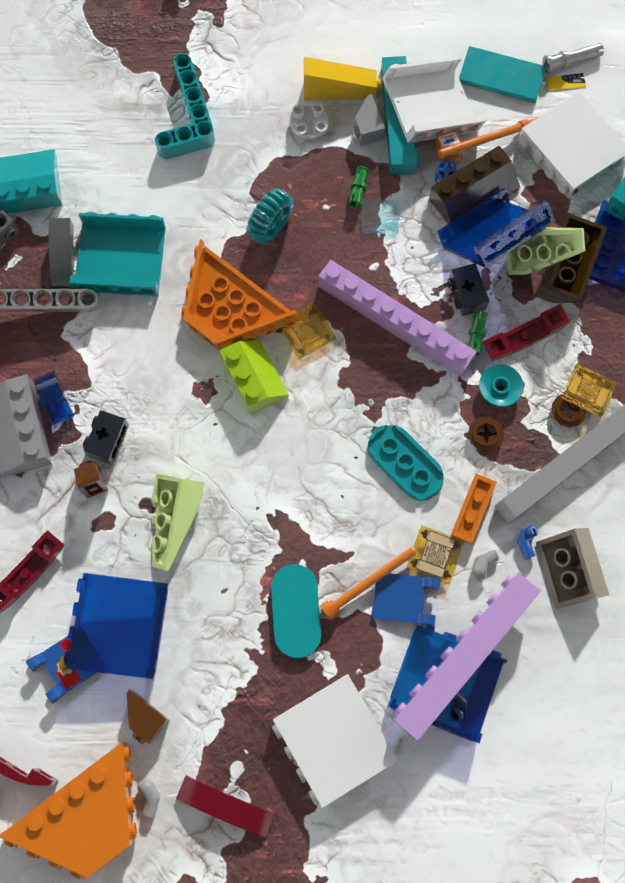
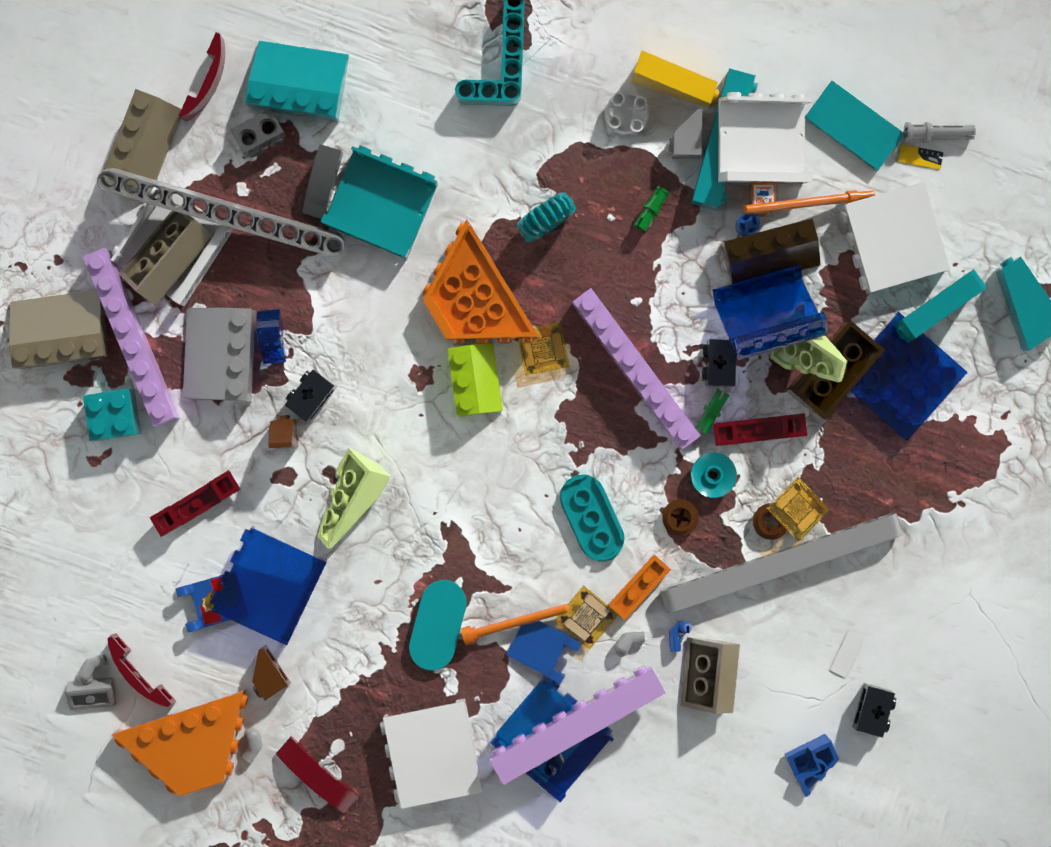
camera: 25 degrees right, 15 degrees up
(379, 216) = (662, 247): clear light blue piece -> none

